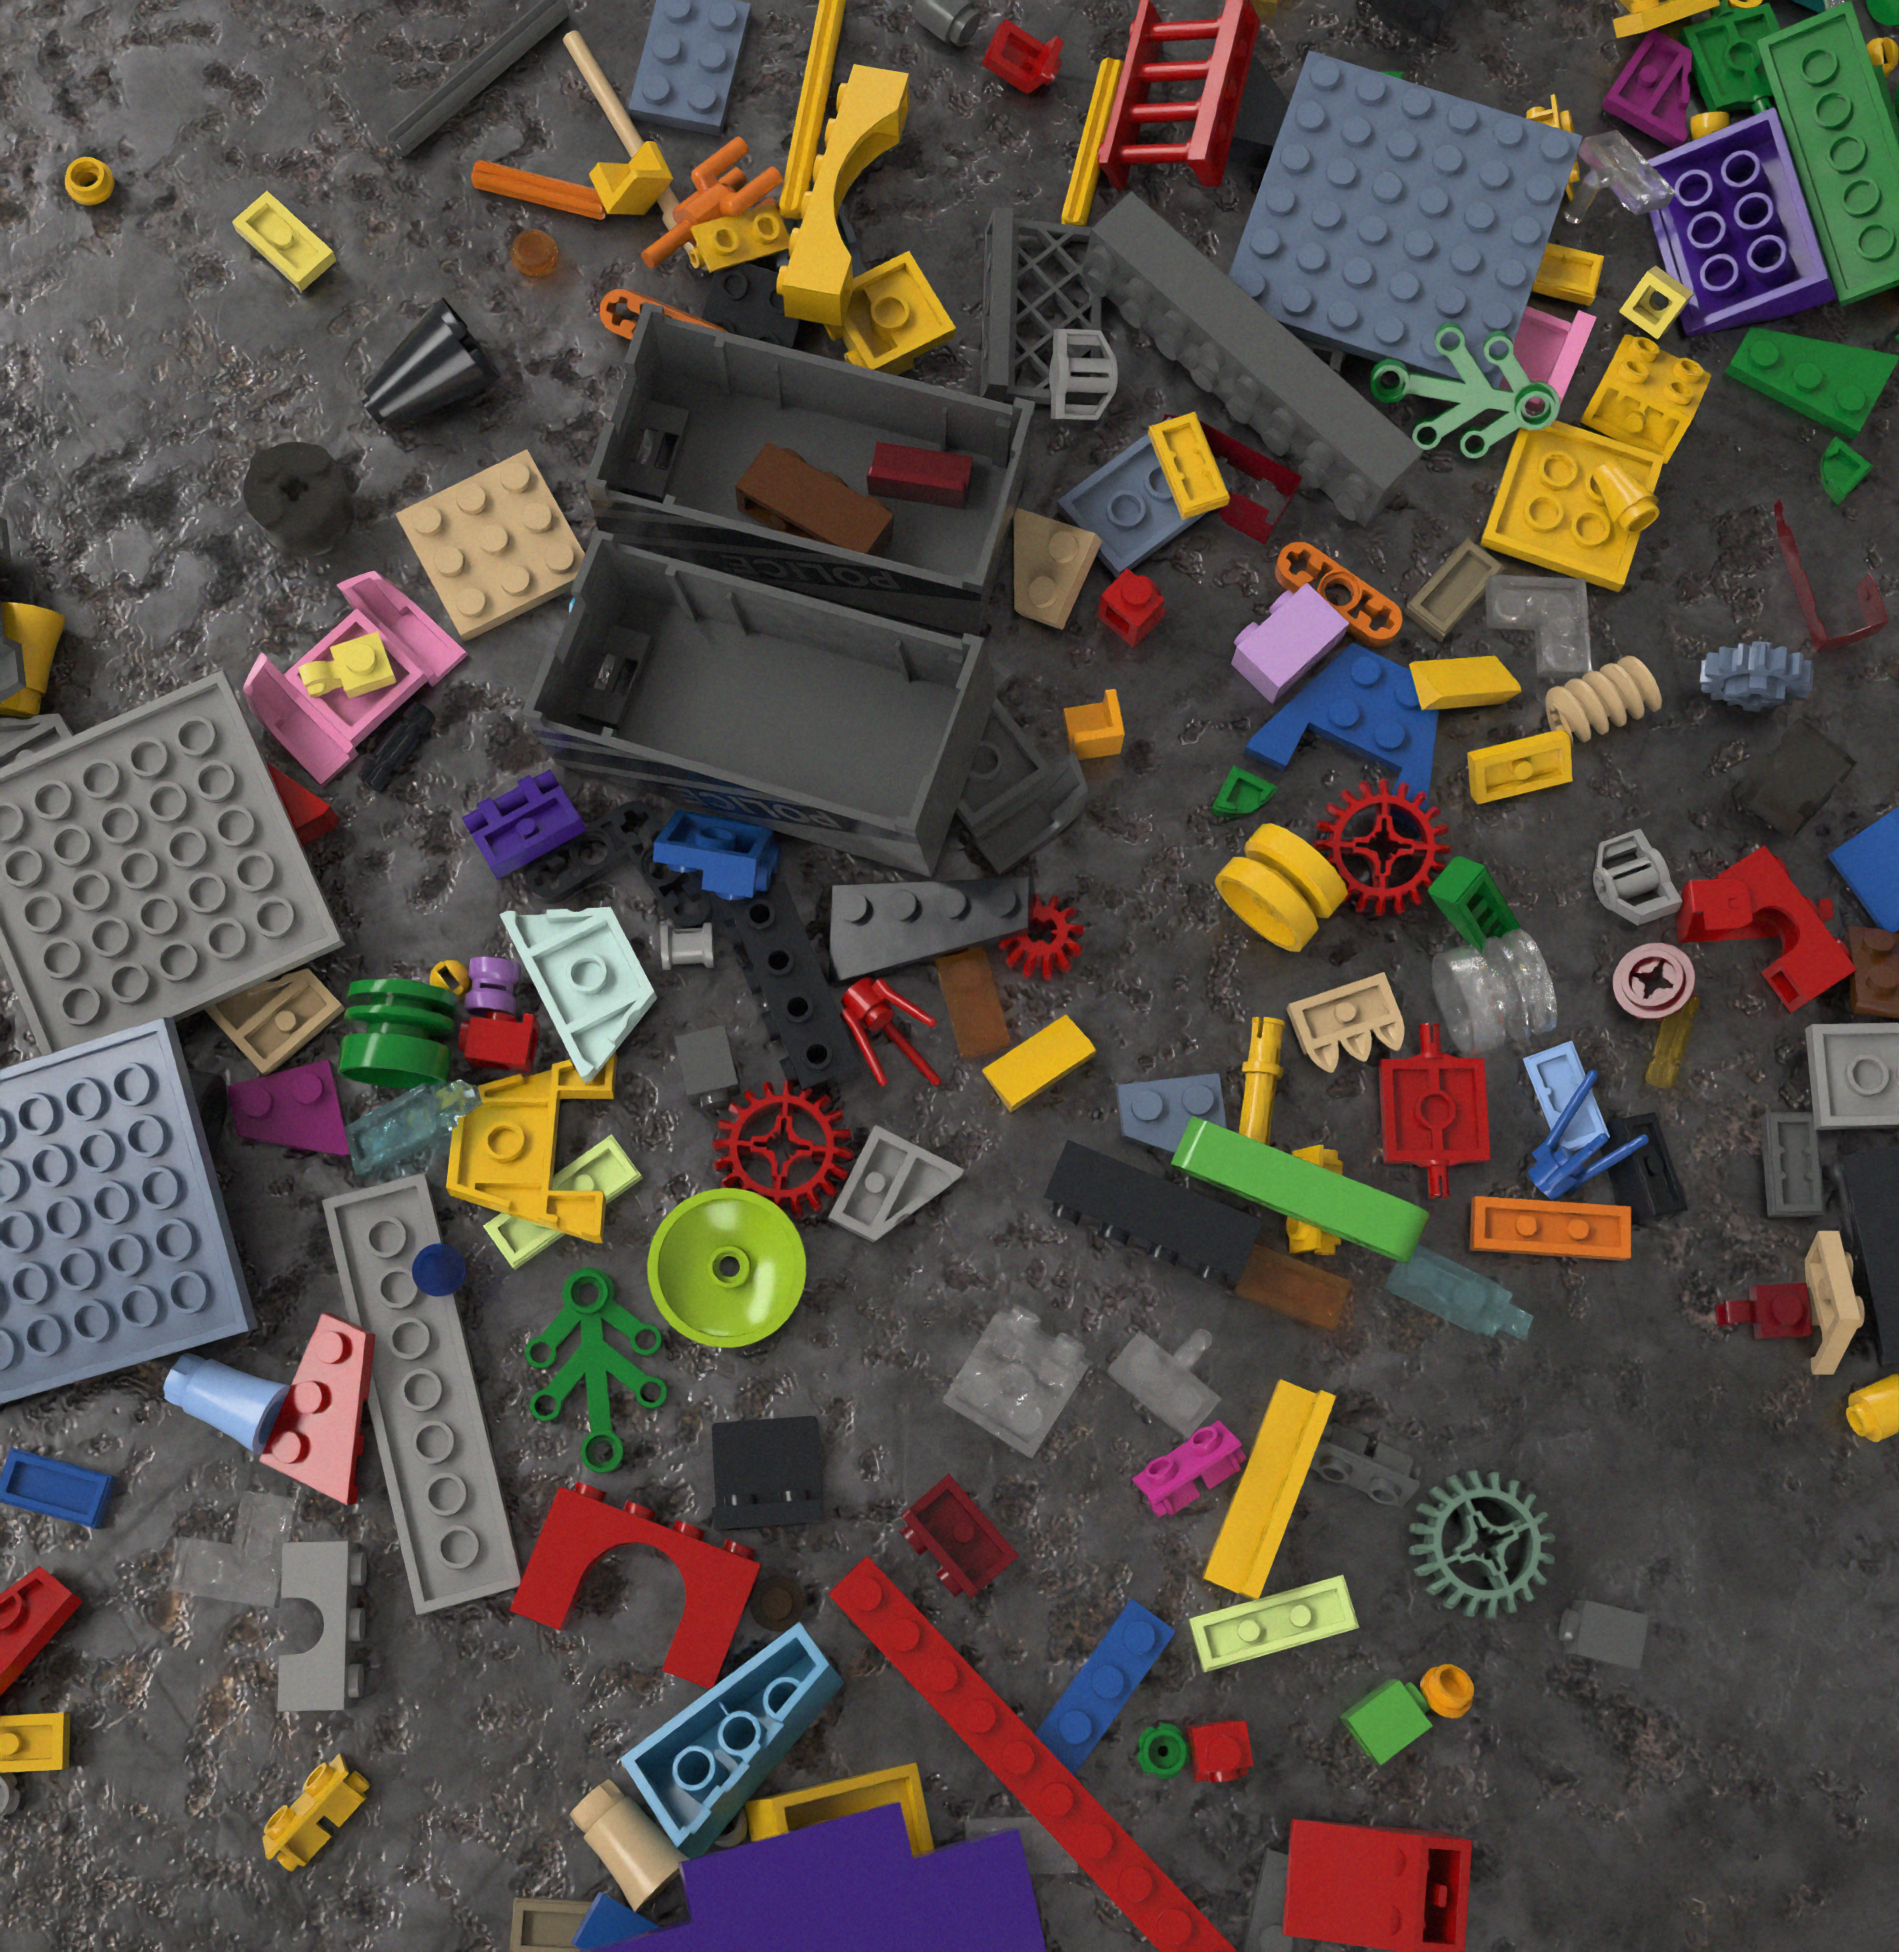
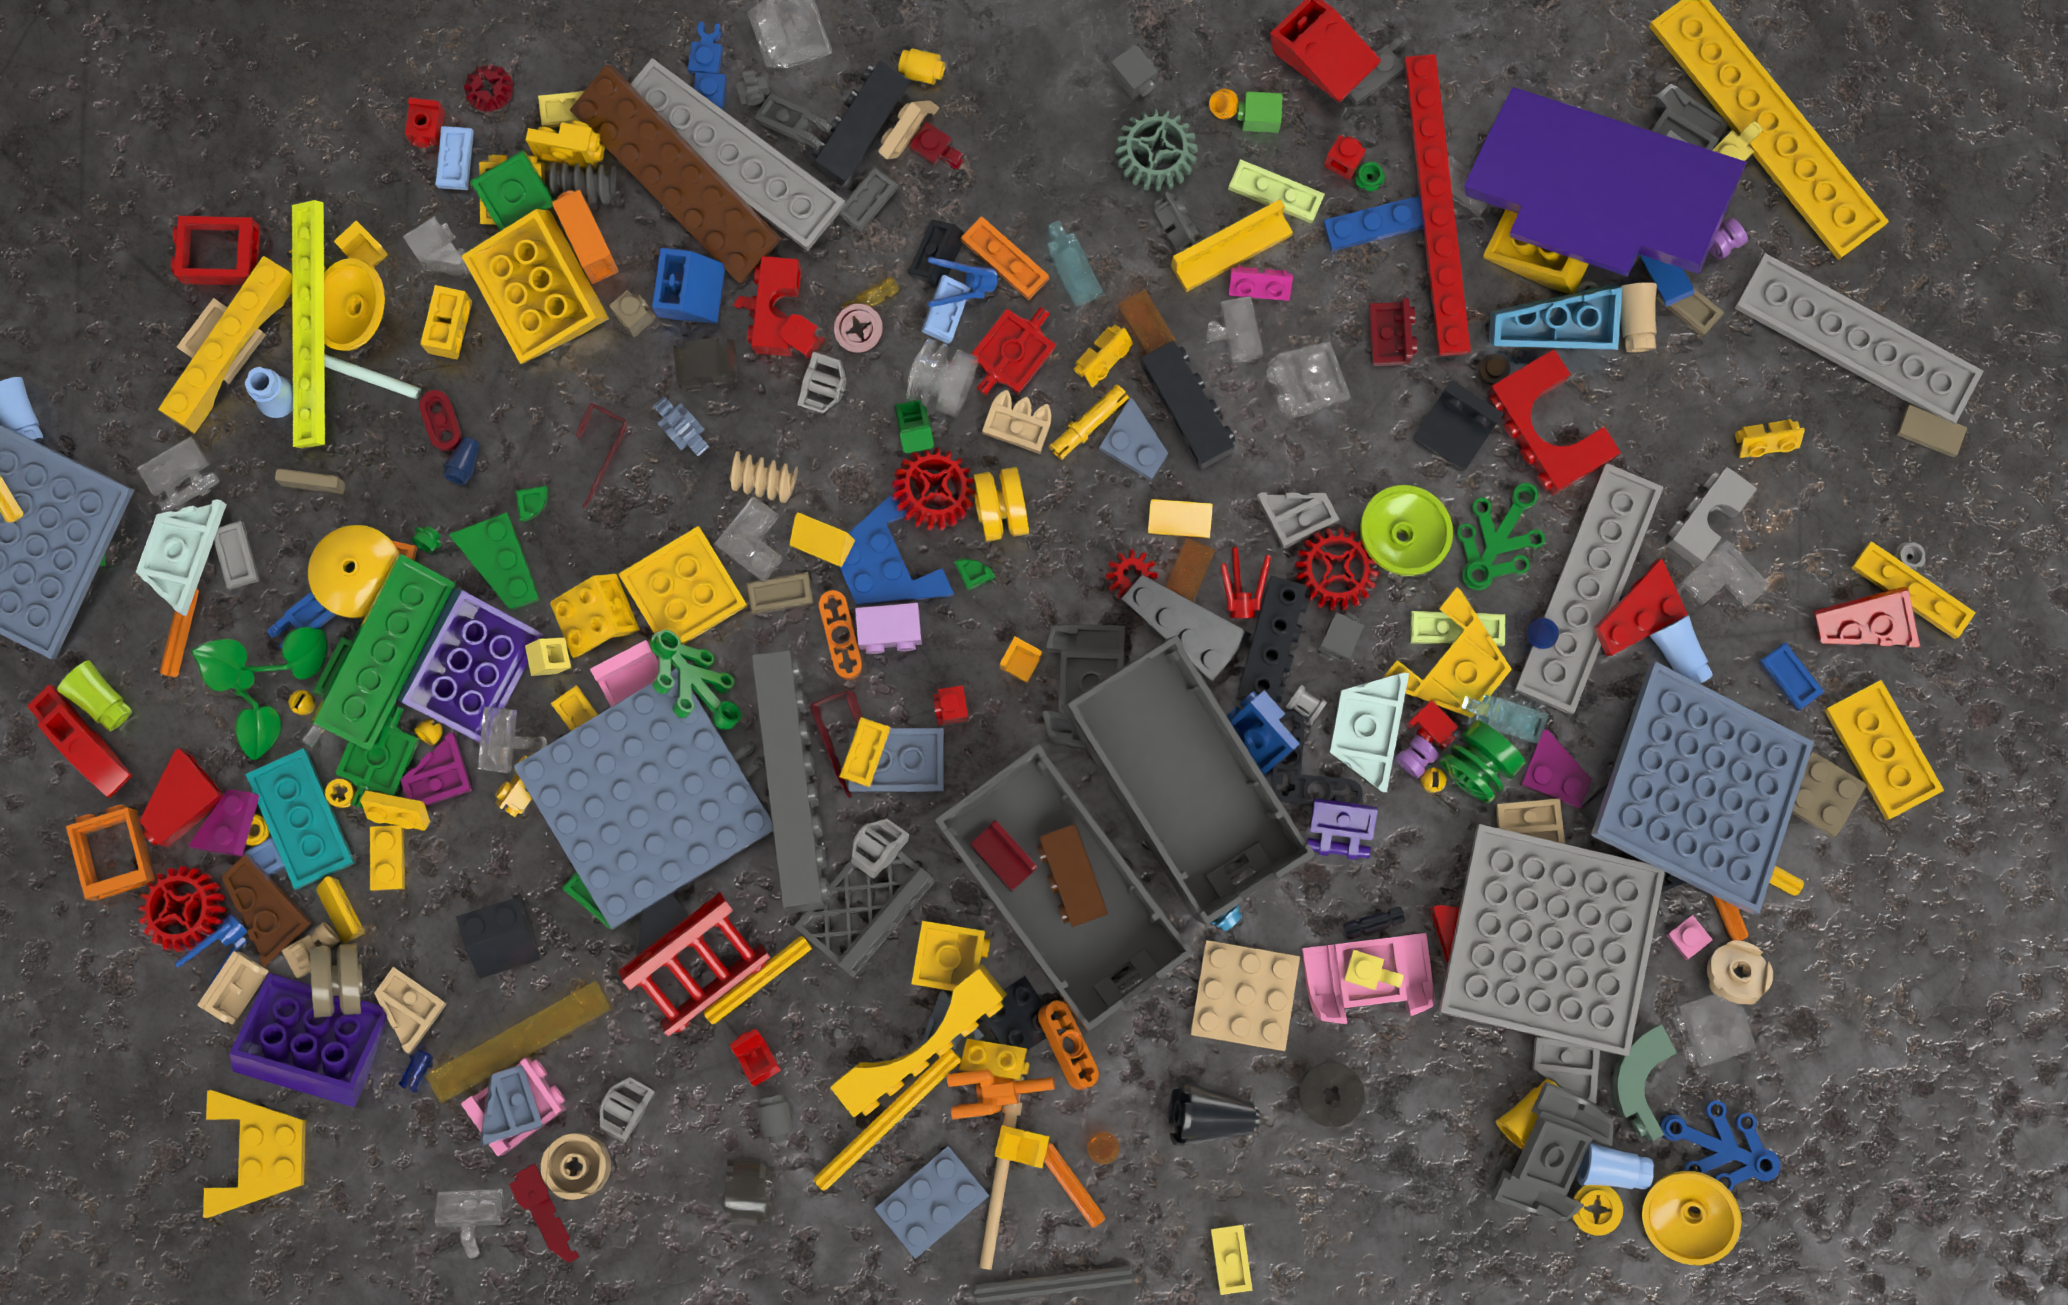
camera: 140 degrees left, 5 degrees up
(1049, 566) = (975, 759): tan wing -> none
(1300, 1190) = (1114, 357): bright green beam -> none
(1520, 766) = (829, 478): yellow plate -> none
(1627, 500) = (661, 564): yellow cone -> none

